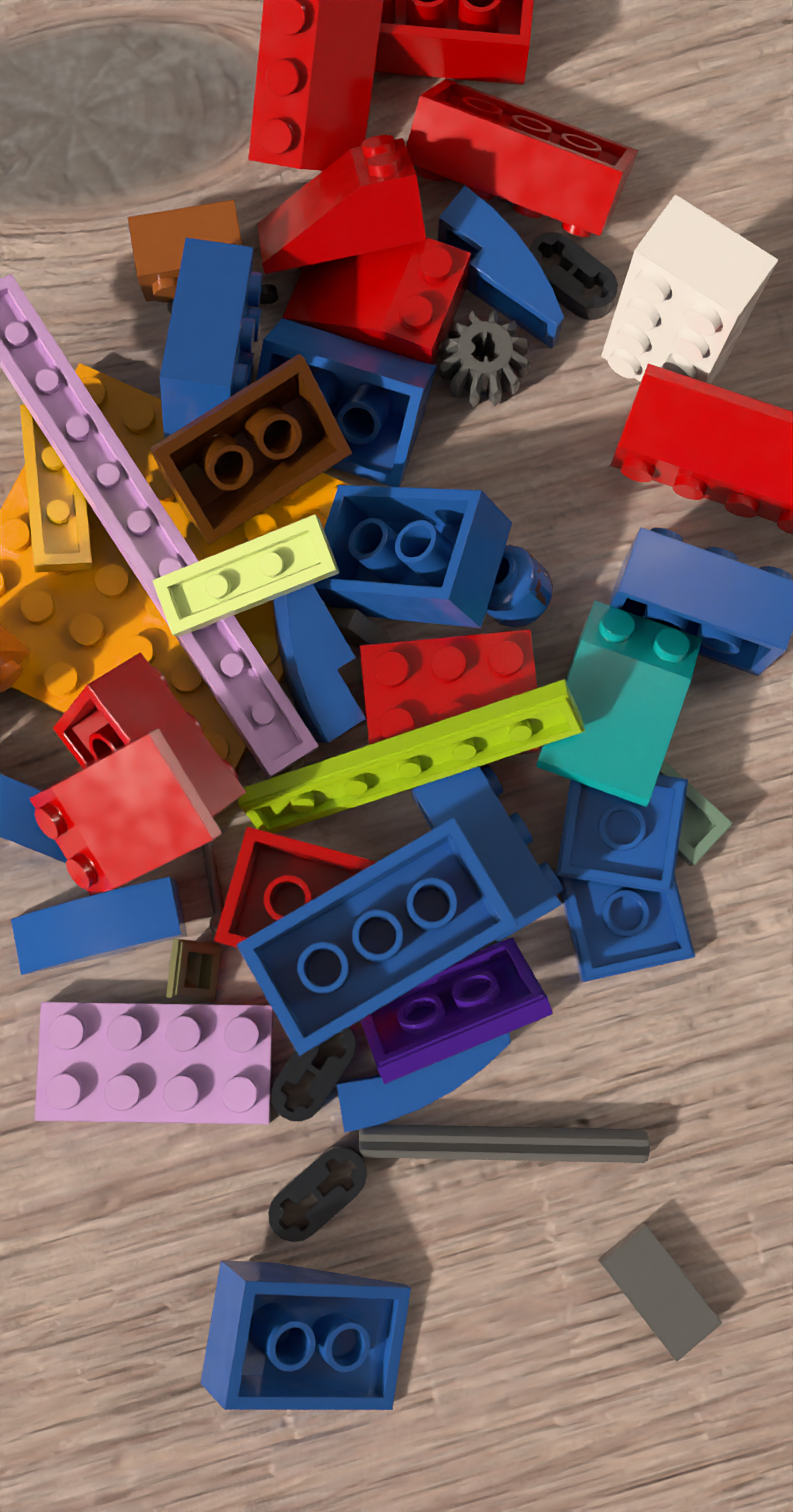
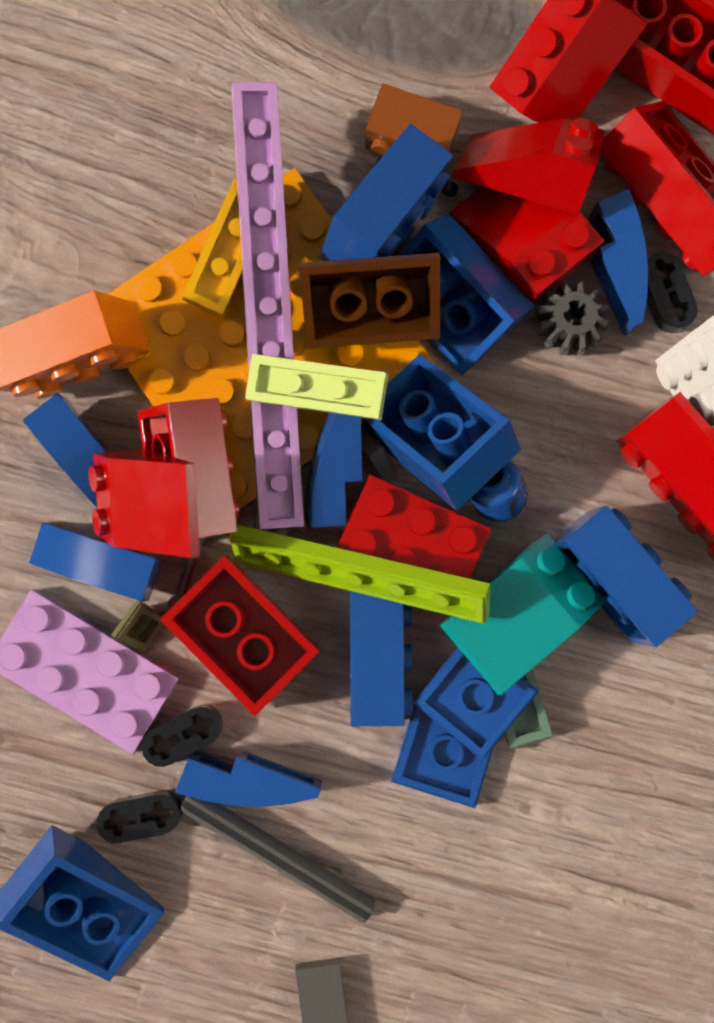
camera: 30 degrees right, 5 degrees up
(376, 936) = (262, 685): blue brick -> none
(456, 1011) = (290, 753): dark purple tile -> none

